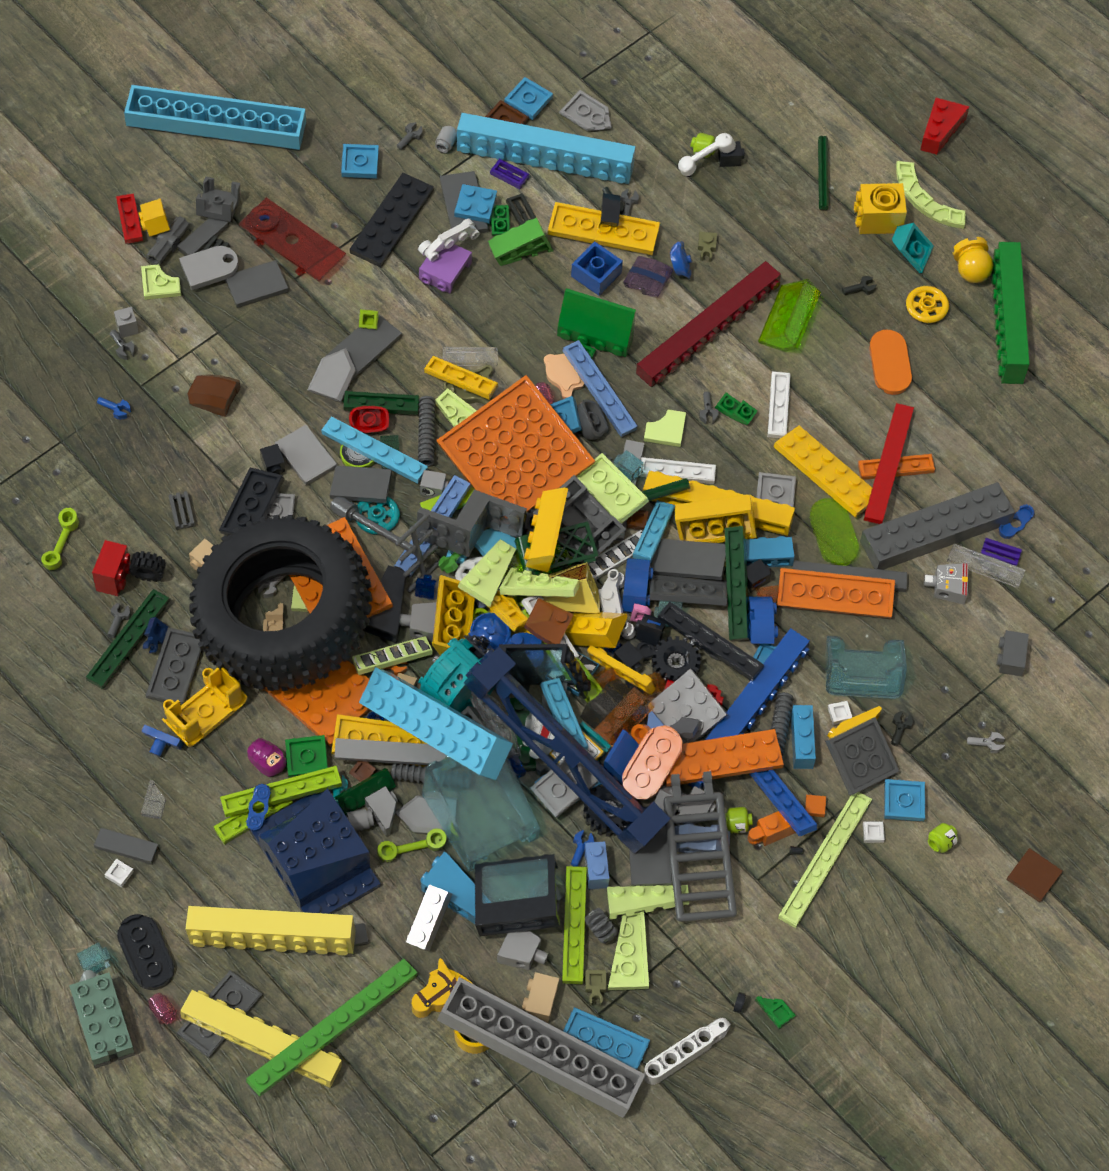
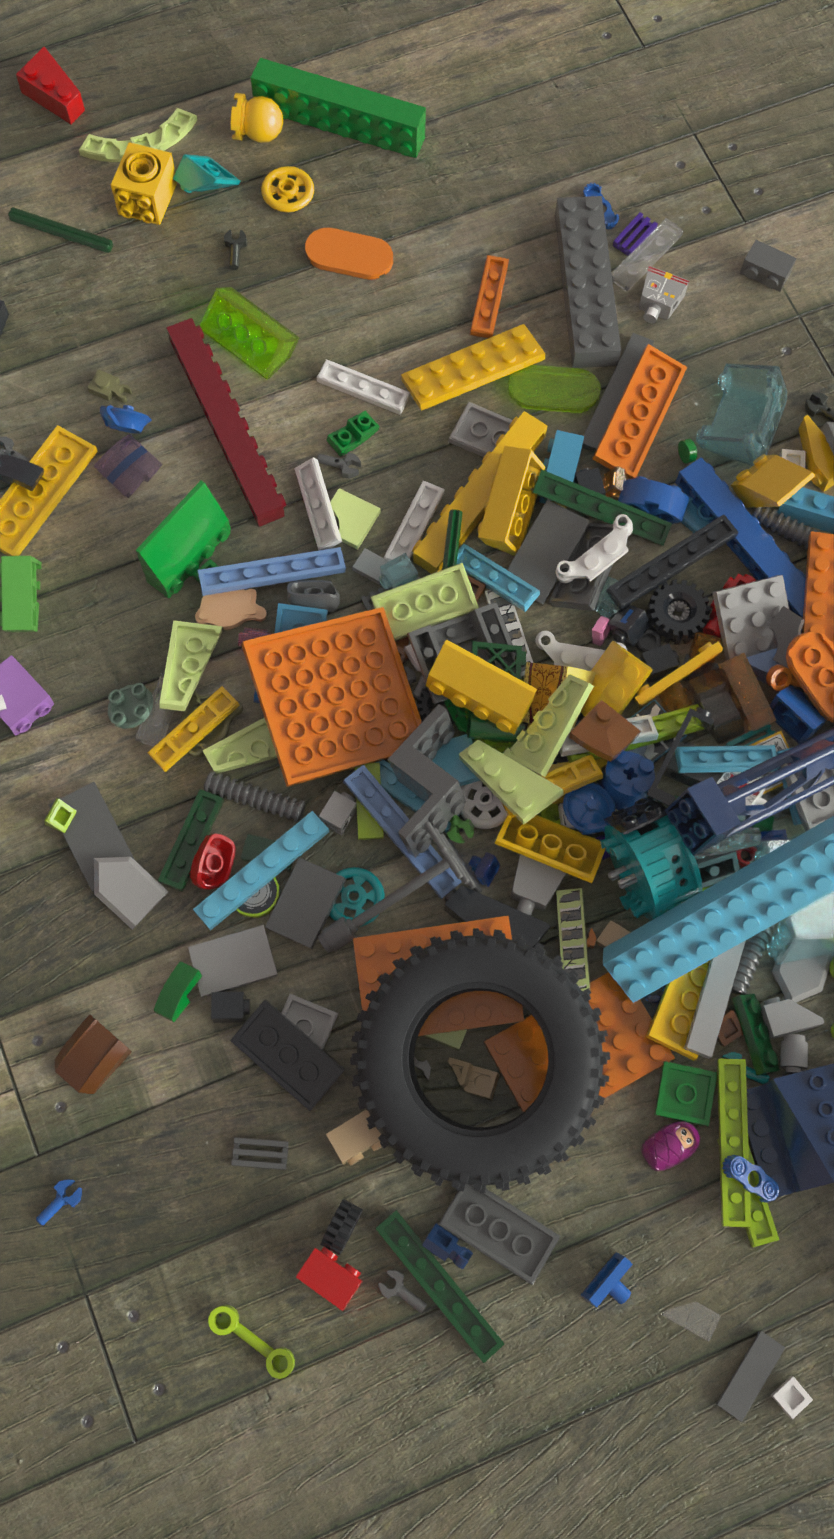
camera: 70 degrees left, 10 degrees up
(206, 708) = (581, 1212): yellow container -> none
(266, 425) = (174, 993): none -> green slope
(464, 335) = (130, 705): none -> sand green dish
(510, 357) = (186, 660): none -> yellowish green wing
(596, 268) = (97, 516): blue brick -> none
(636, 583) = (558, 616): blue brick -> none
(666, 402) = (318, 504): none -> white tile
(695, 589) = (600, 555): none -> white plate
(806, 689) = (770, 481): none -> yellow slope
(817, 636) = (687, 451): none -> green tile
(888, 464) = (490, 299): red tile -> none

